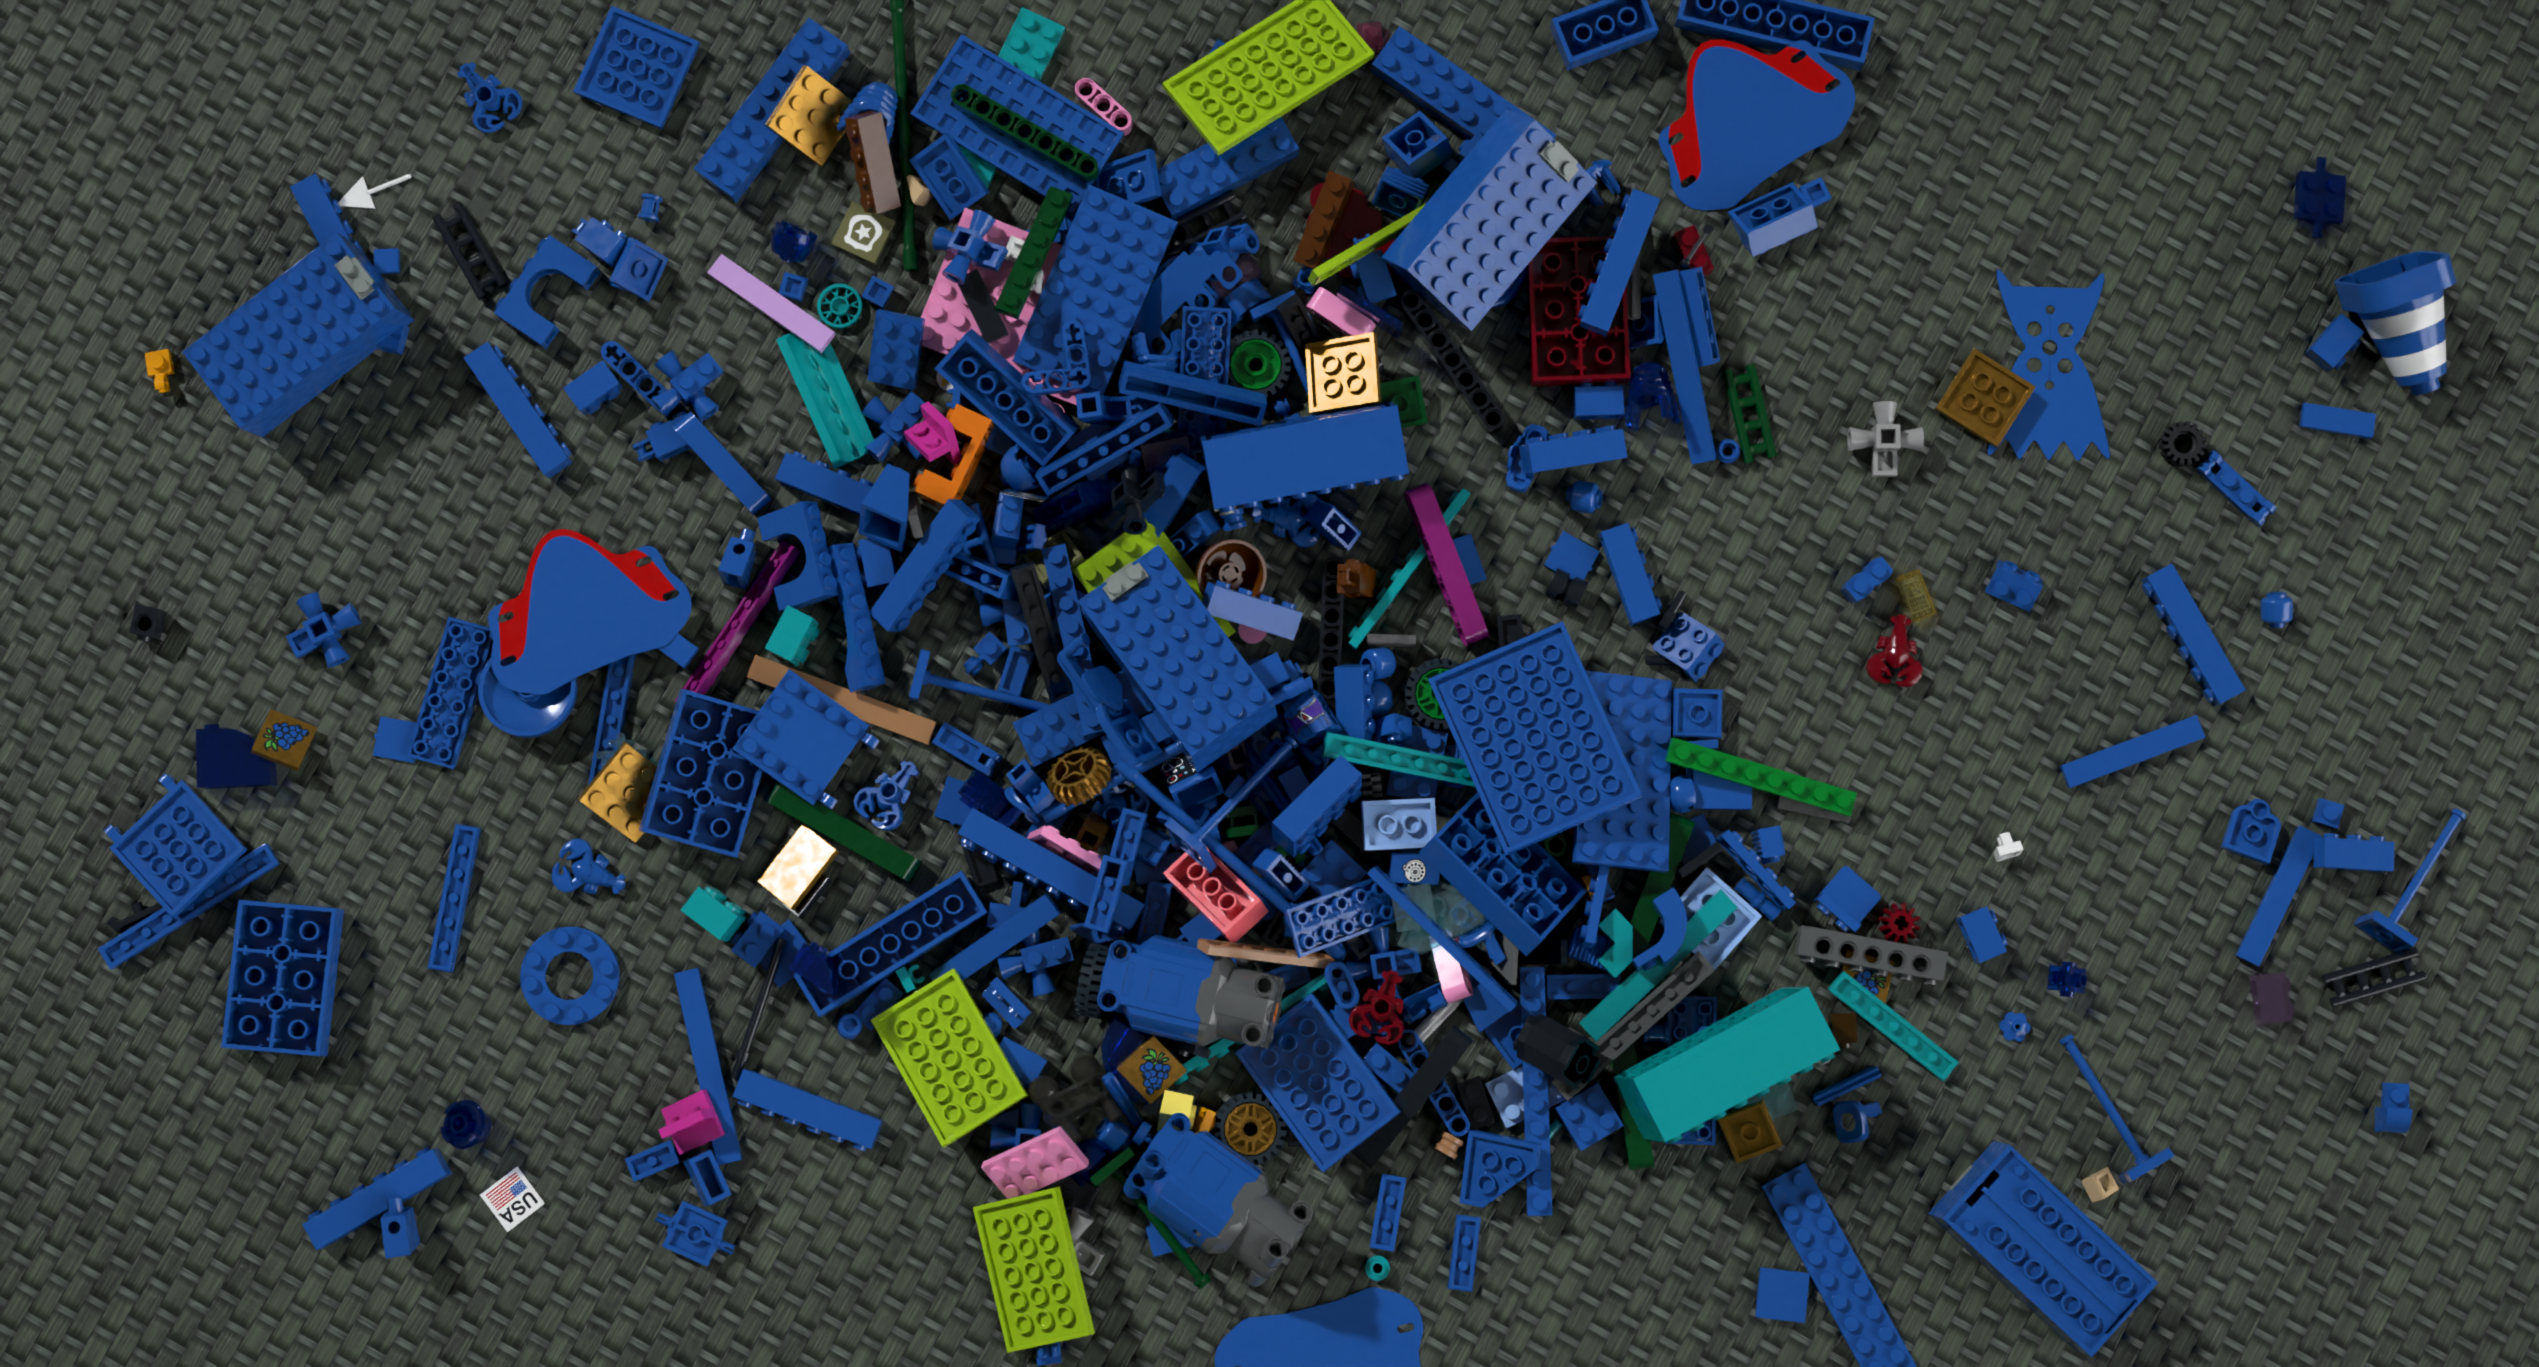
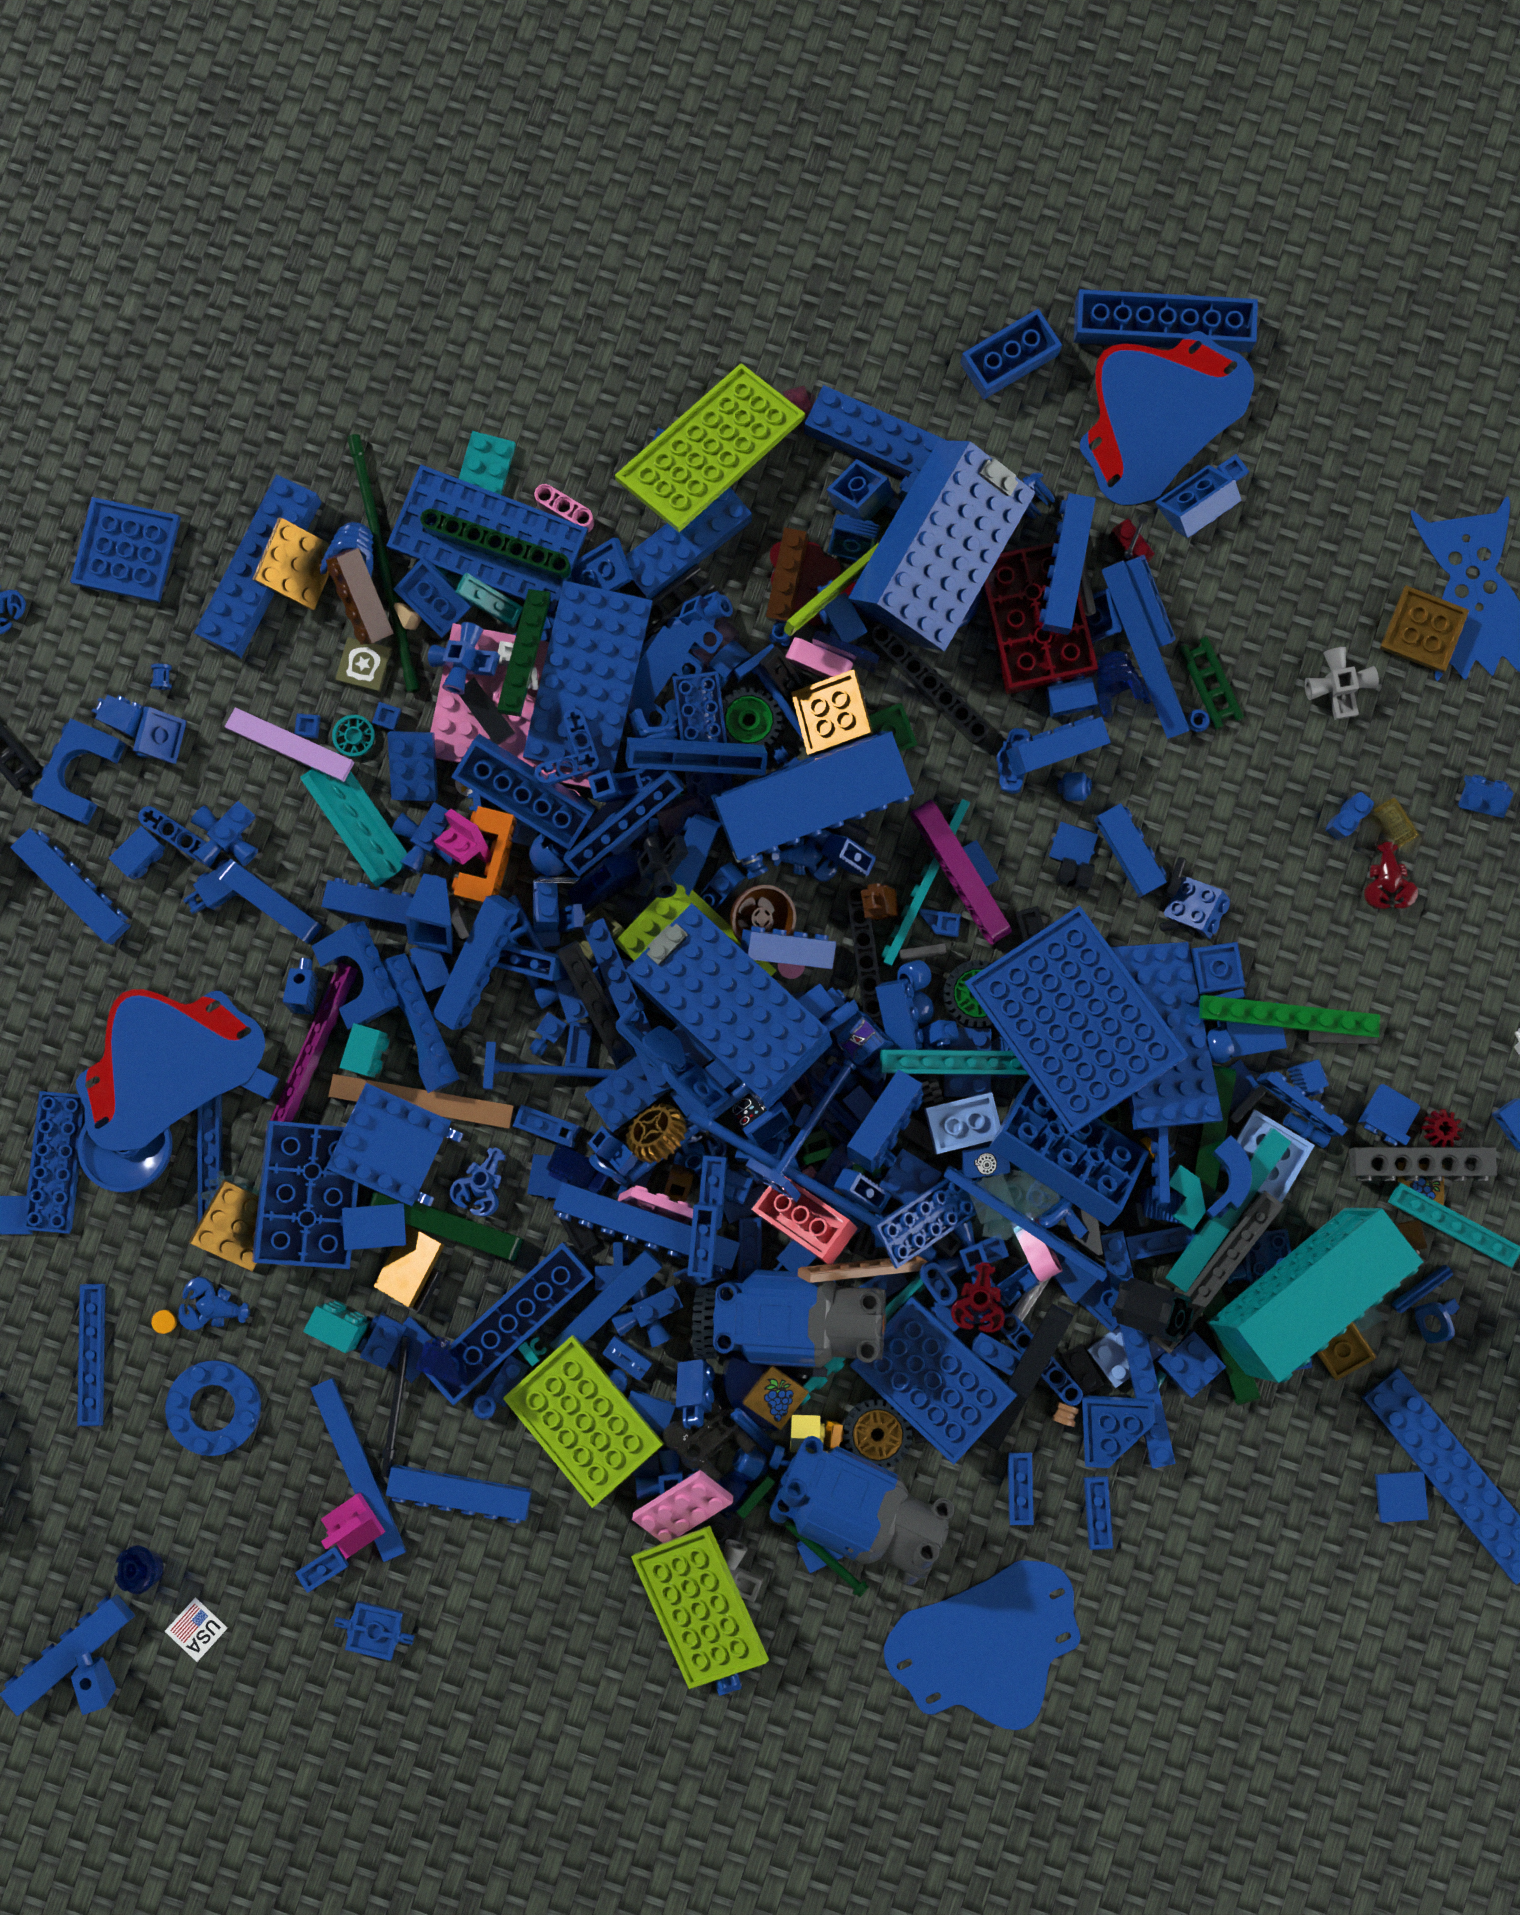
camera: 10 degrees left, 0 degrees up
(535, 878) = (164, 1321): none -> light orange tile
(707, 1178) = (376, 1577): blue piece -> none
(770, 818) = (373, 1226): none -> blue piece
(792, 242) = (298, 684): clear blue cone -> none
(1007, 190) = (489, 600): none -> teal tile
(1069, 1048) = (694, 1391): none -> blue brick
(1369, 1268) = (1014, 1537): teal plate -> none
(1418, 613) = (942, 922): none -> blue tile

